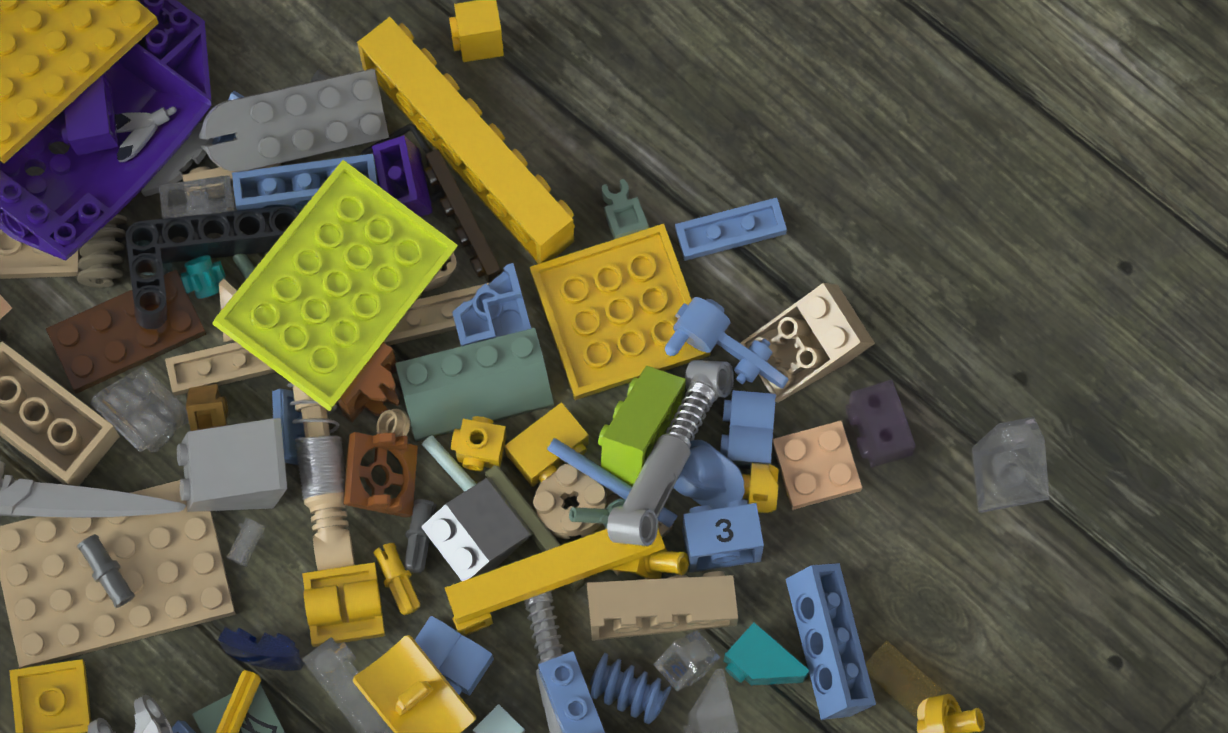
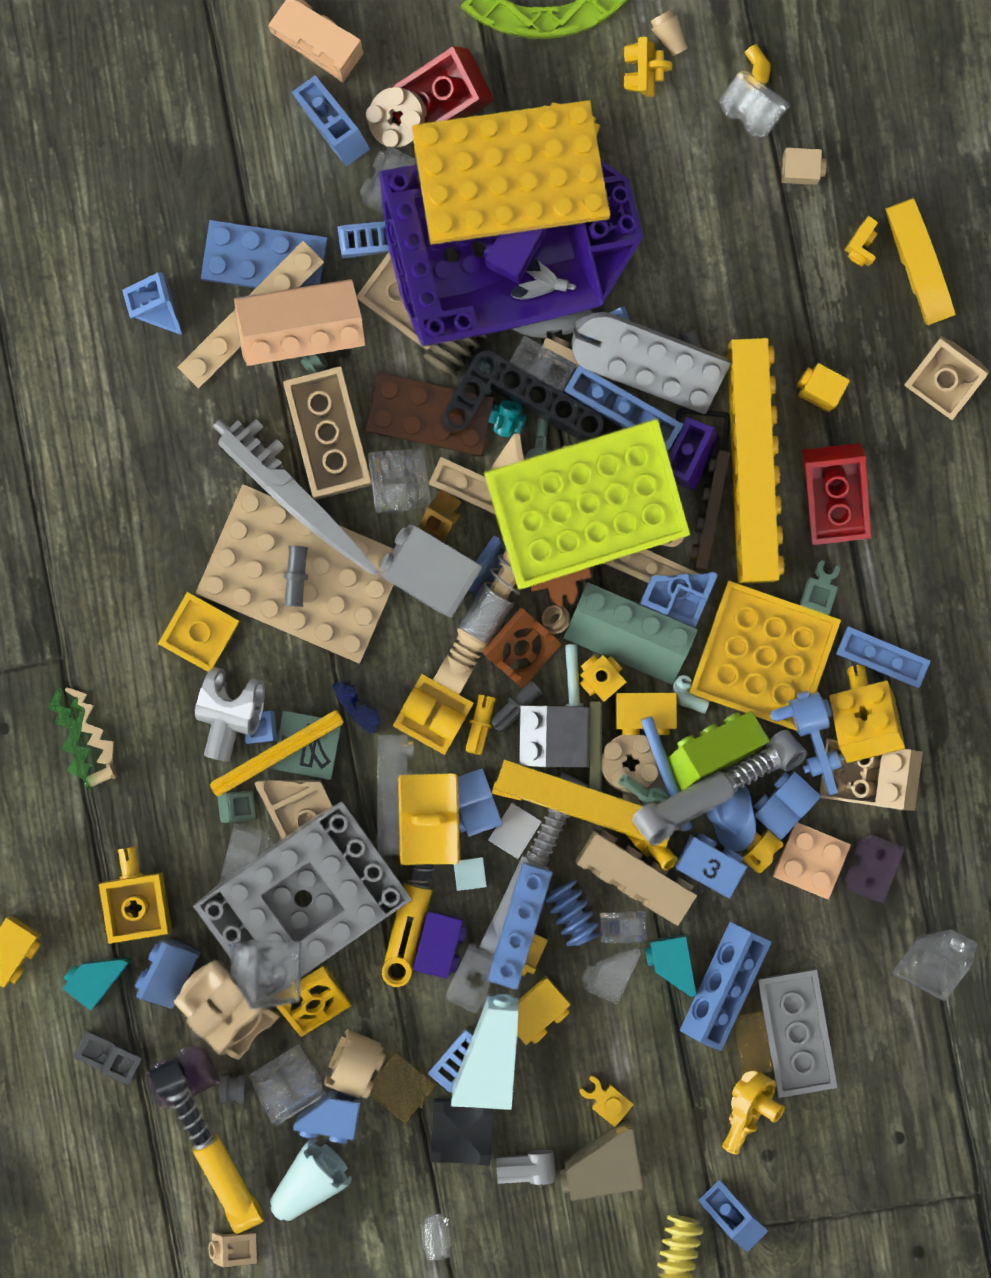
camera: 35 degrees right, 15 degrees up
(246, 542) = (401, 622): clear pin -> none
(511, 656) = (516, 831): none -> white sticker
(568, 116) = (836, 493): none -> red slope
(580, 405) = (681, 687): none -> light aqua arm
(759, 288) = (866, 718): none -> yellow brick
(936, 635) = (797, 1033): none -> light grey plate

